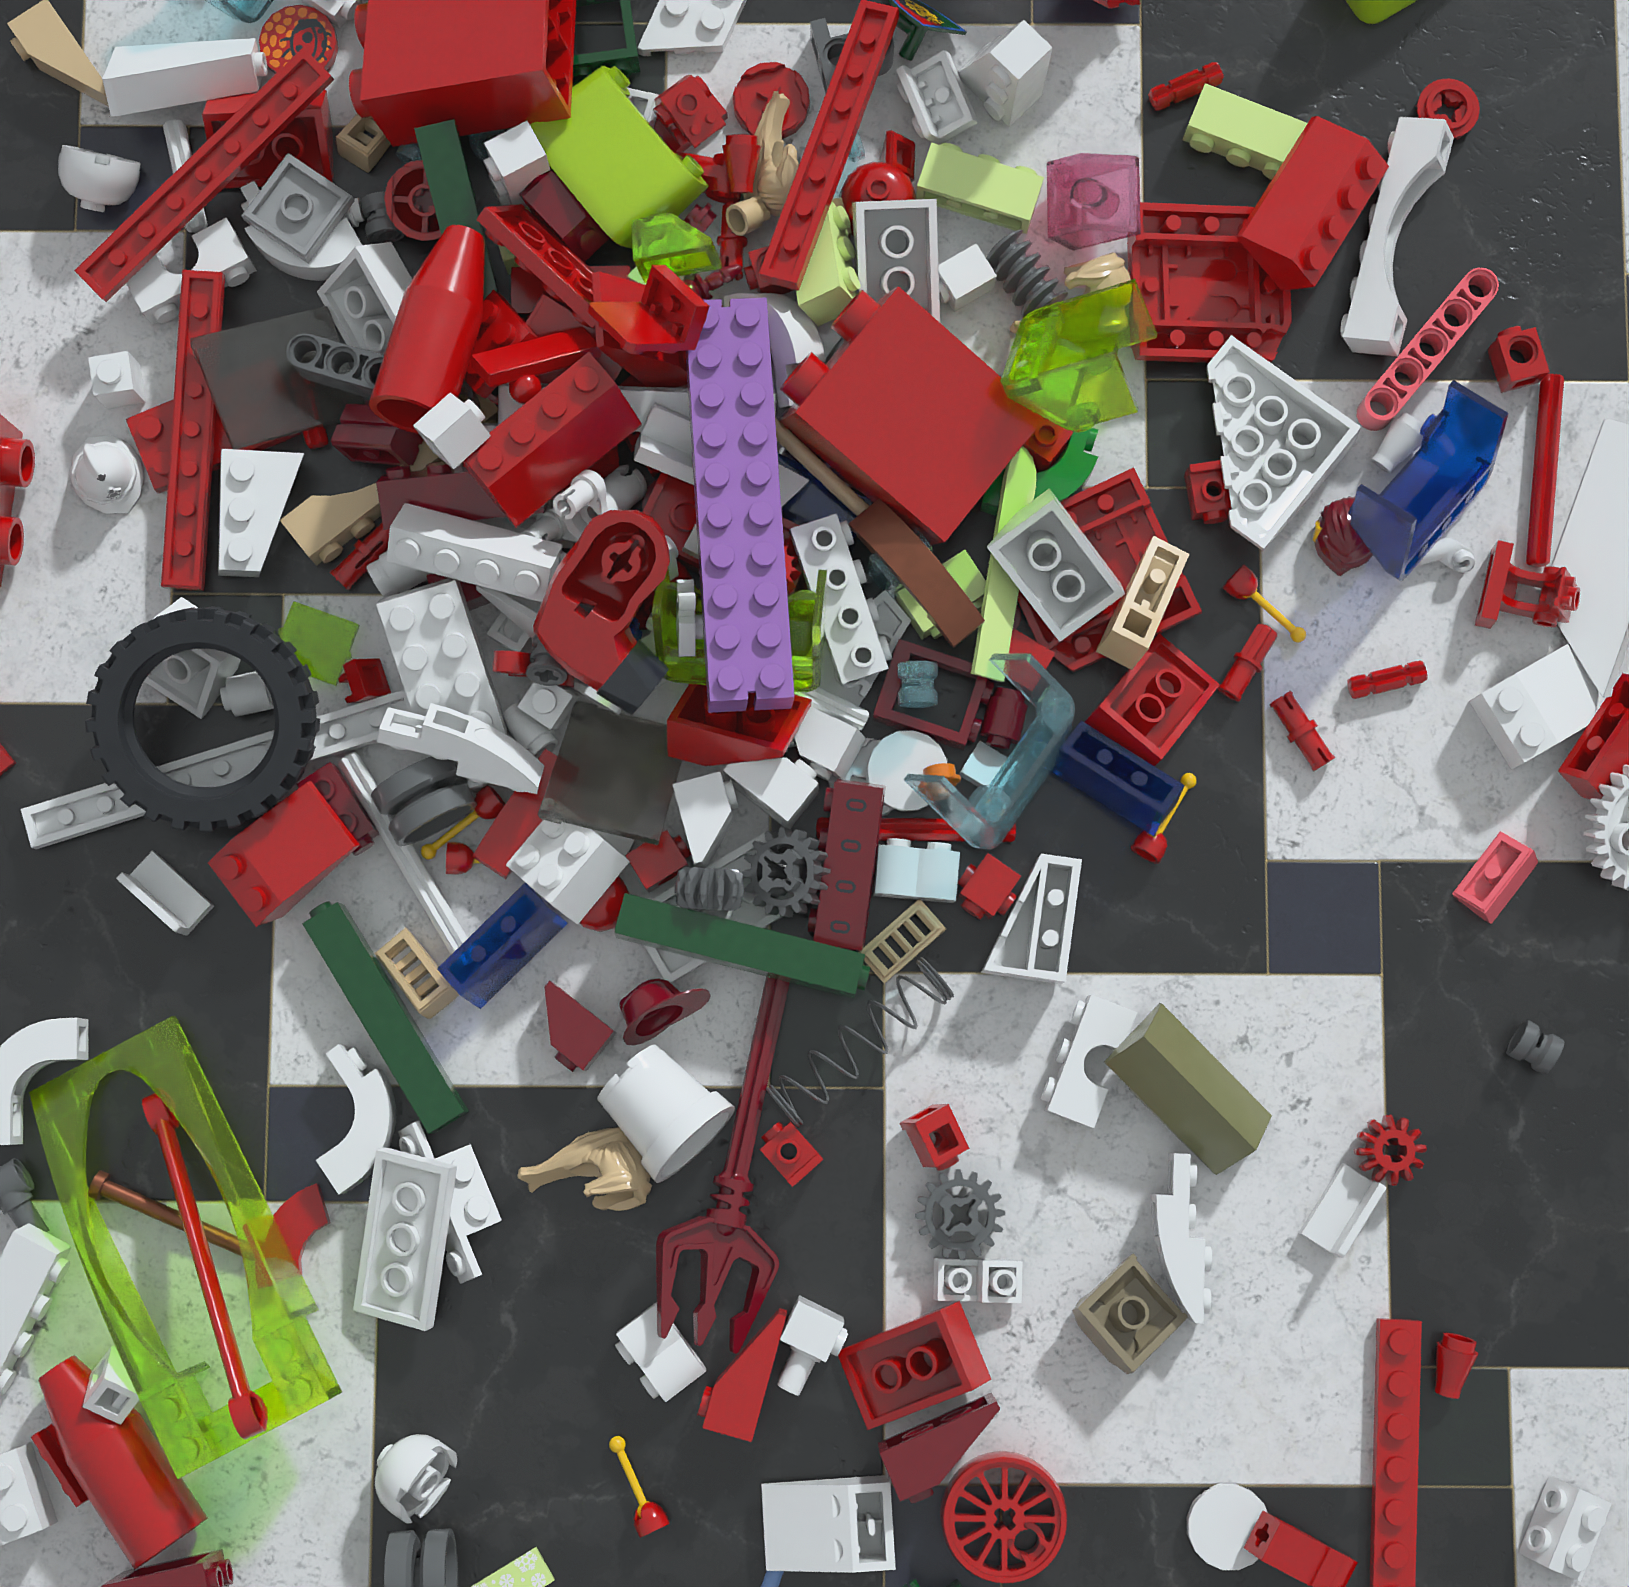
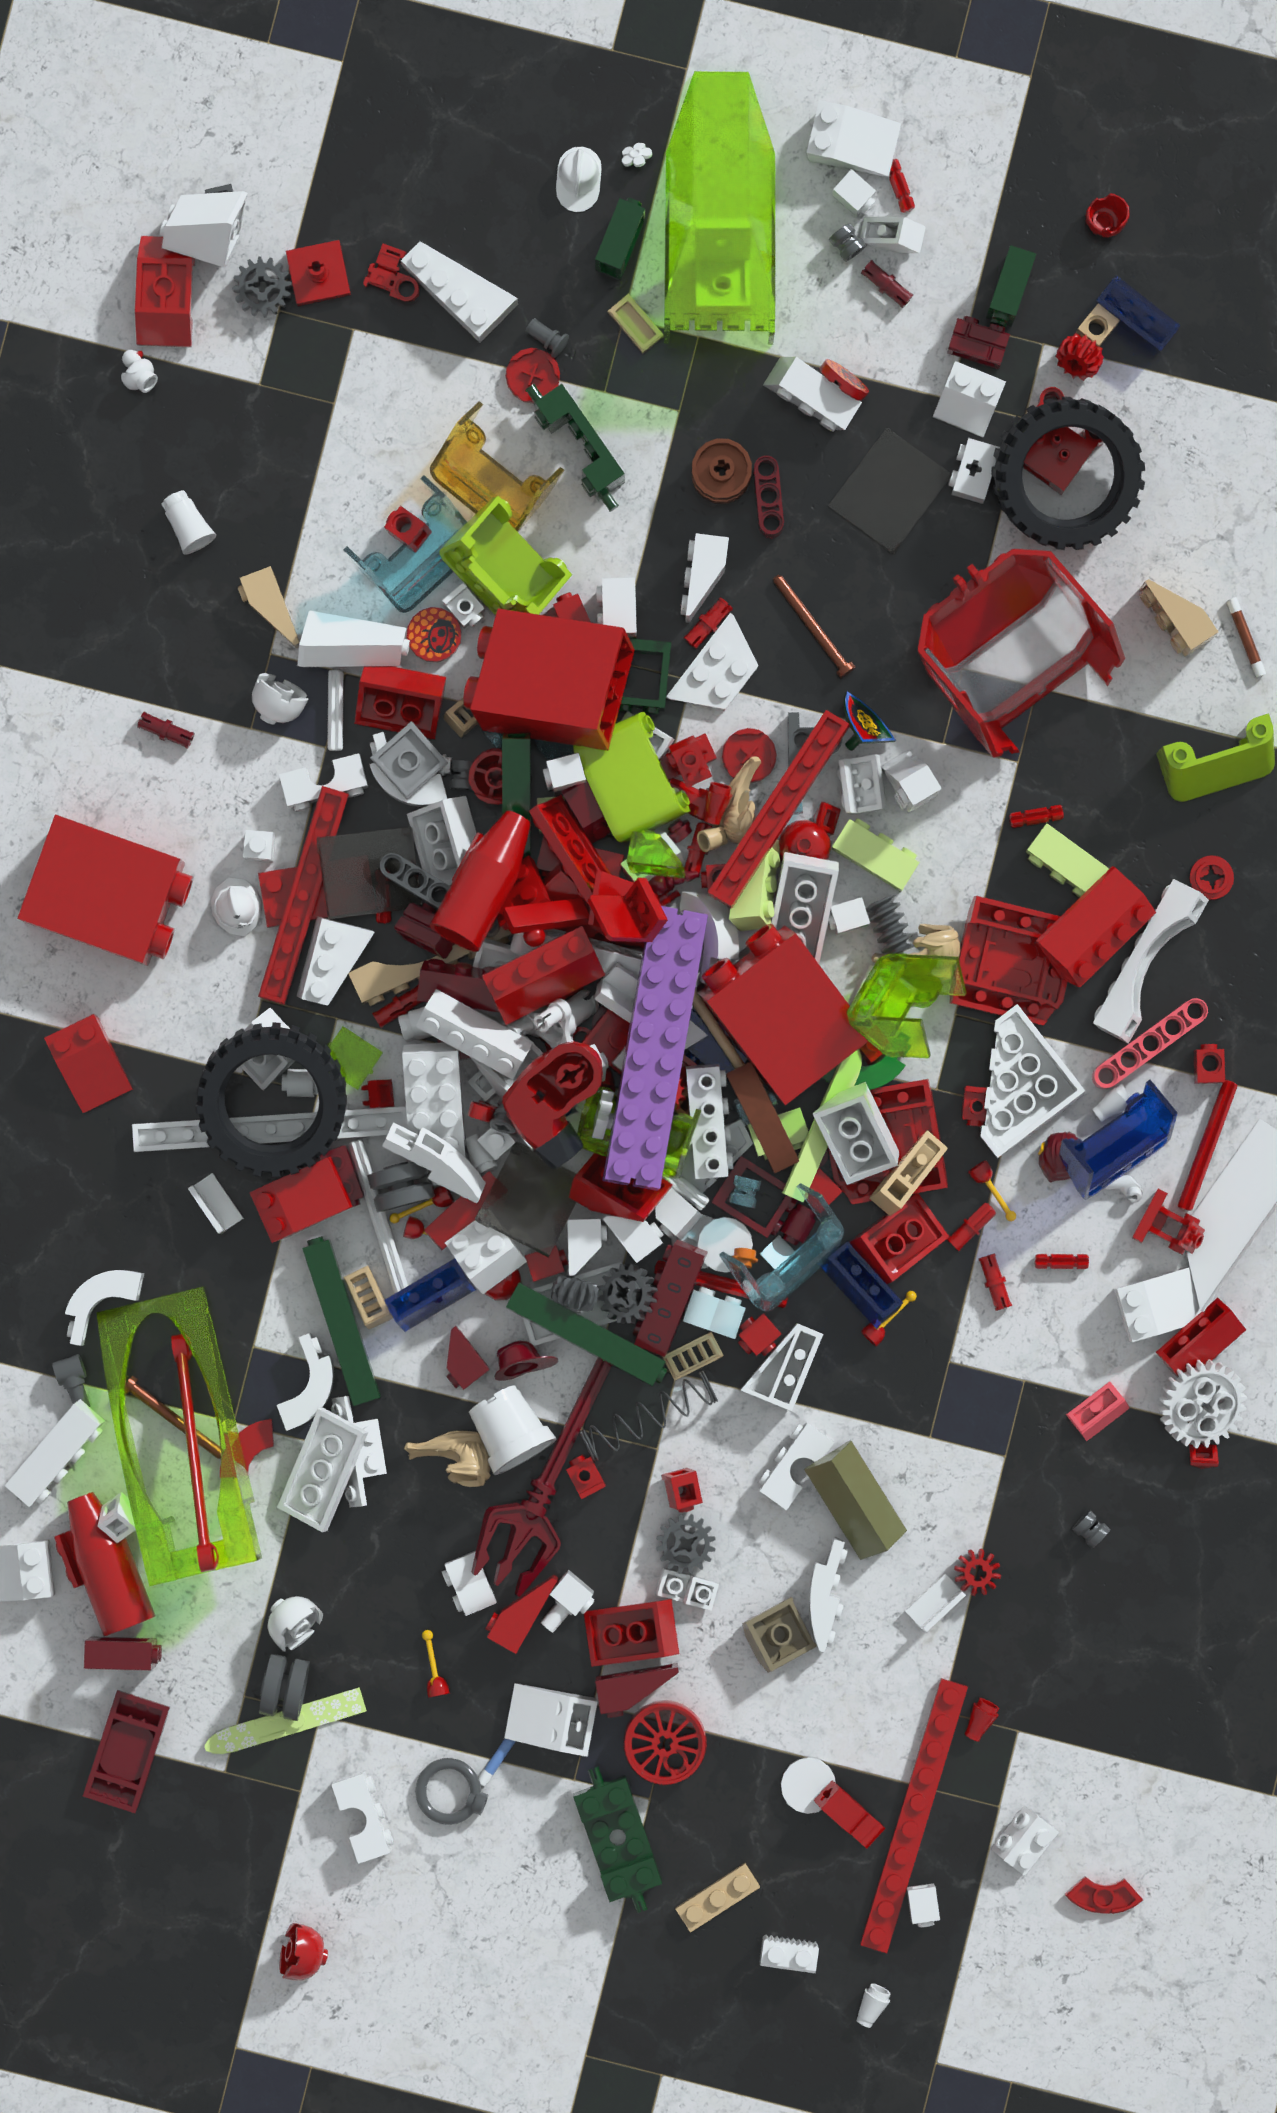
camera: 15 degrees right, 5 degrees up
(204, 174) = (352, 726): red plate -> none
(453, 429) = (481, 958): white brick -> none
(1093, 199) = (949, 885): clear pink slope -> none

